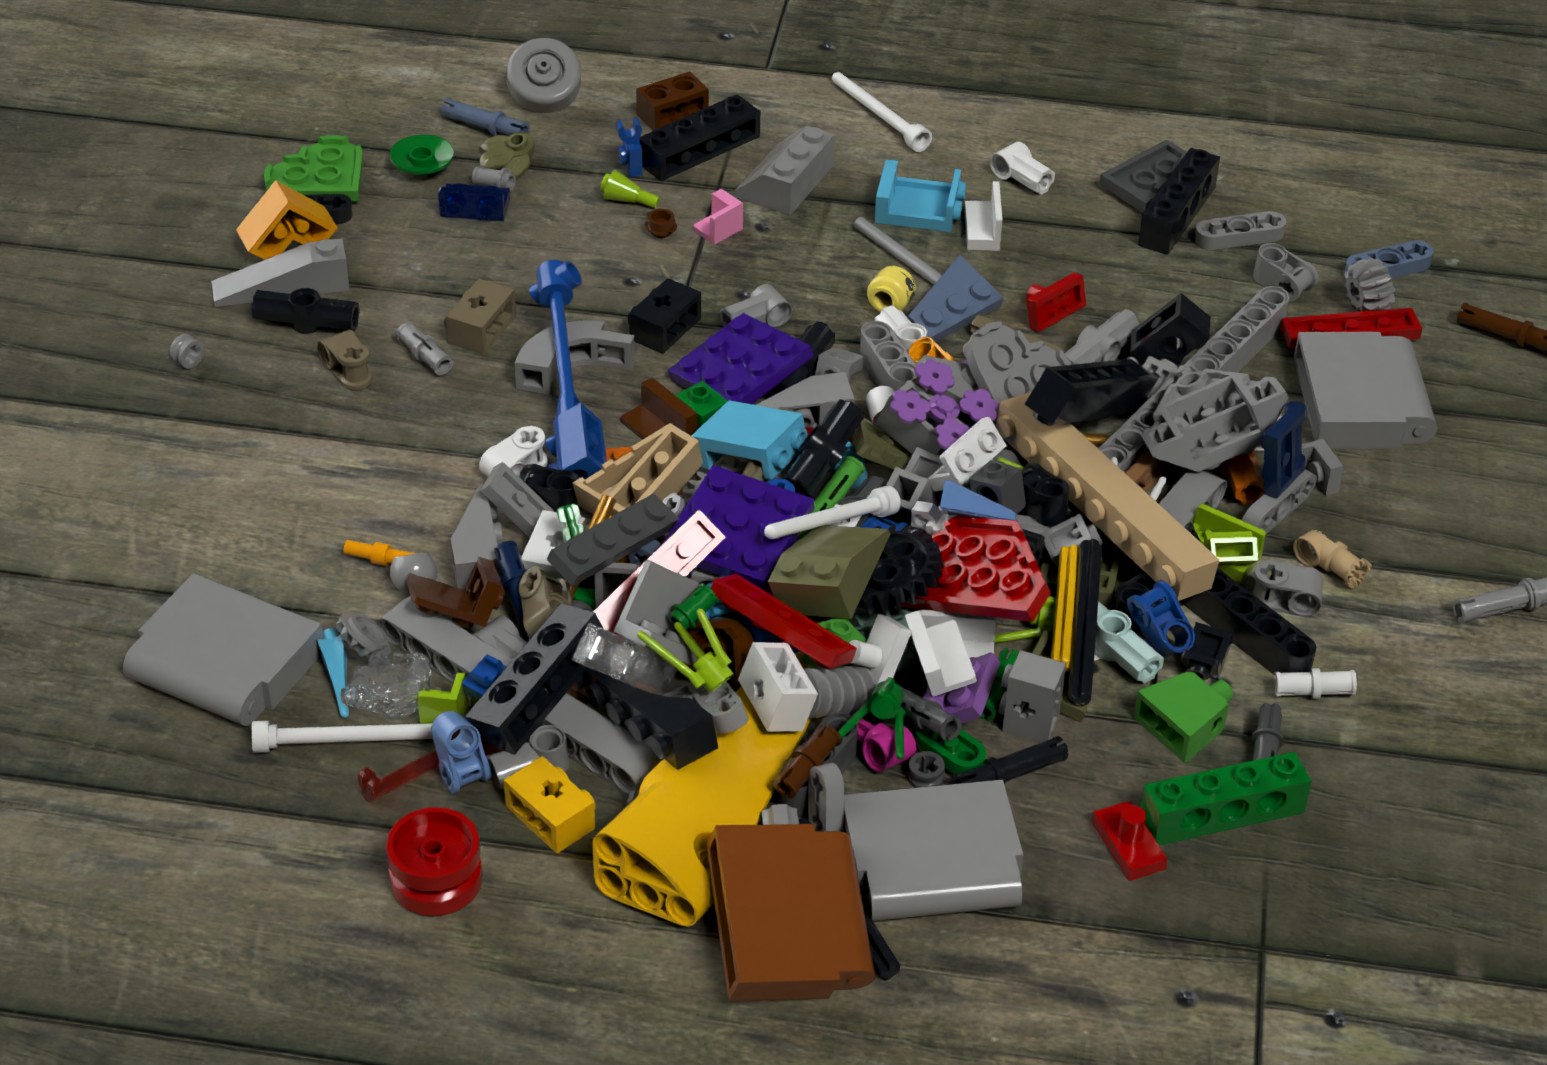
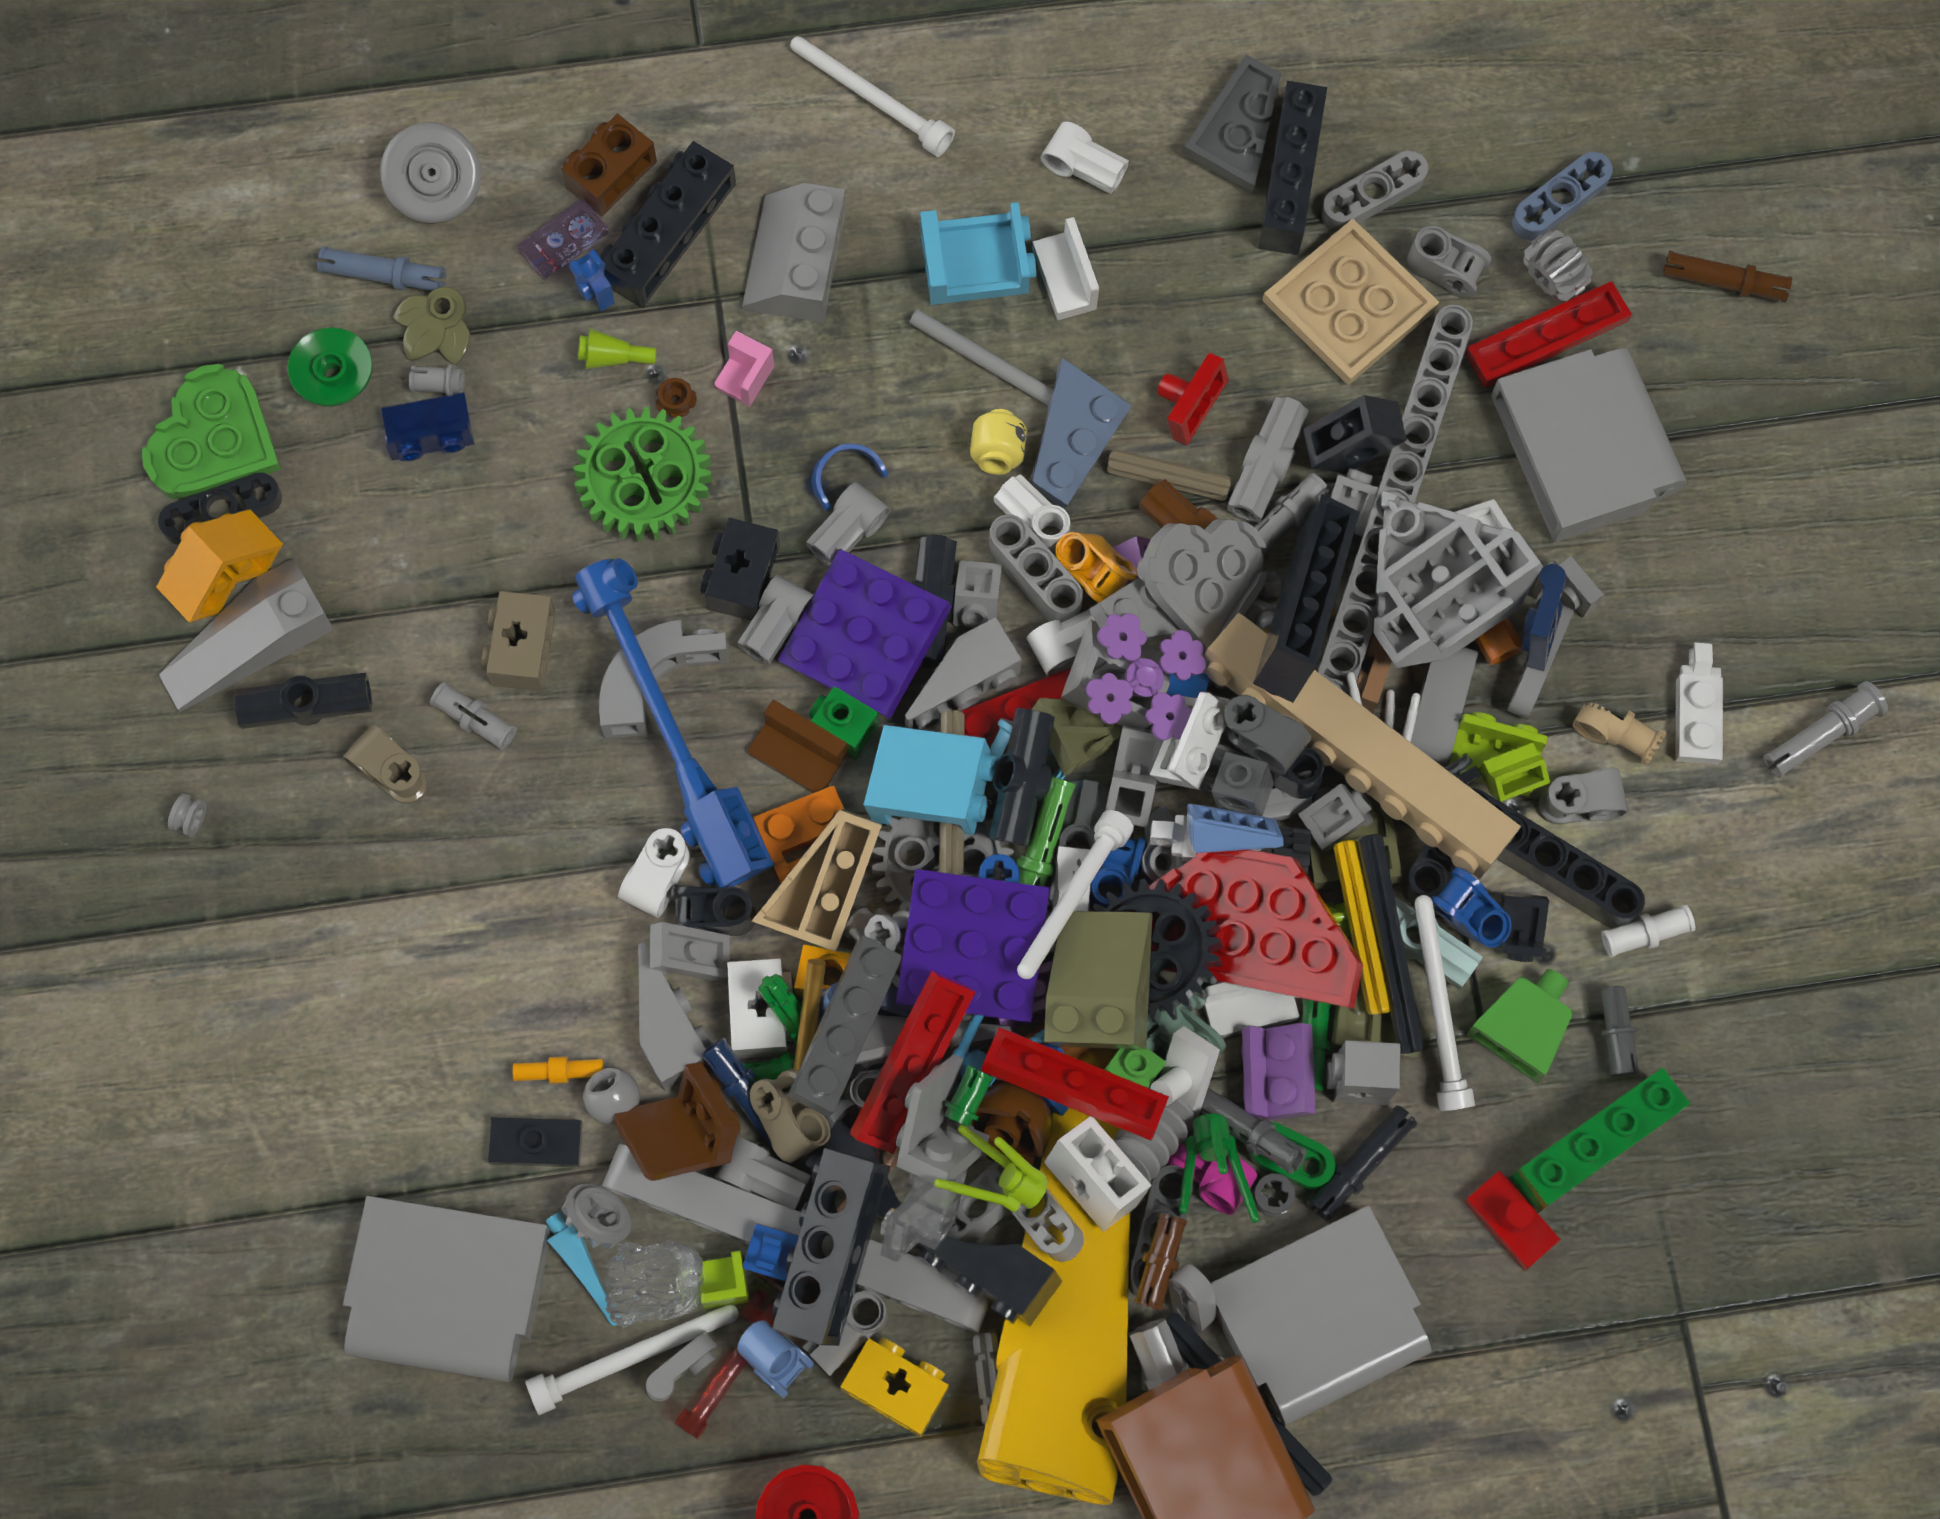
camera: 20 degrees left, 30 degrees up
(340, 591) = (535, 1142): none -> black plate
(379, 745) = (692, 1357): none -> light grey plate
(605, 136) = (563, 239): none -> clear purple tile
(641, 251) = (608, 489): none -> bright green gear
(681, 341) = (778, 614): none -> light grey piece
(770, 273) = (860, 449): none -> blue helmet
(941, 654) = (1252, 1052): white panel -> none
(1028, 451) = (1269, 735): none -> dark grey piece
(1108, 741) = (1454, 1089): none -> white piece
(1202, 272) = (1350, 301): none -> tan plate
(1406, 565) = (1699, 709): none -> white hinge

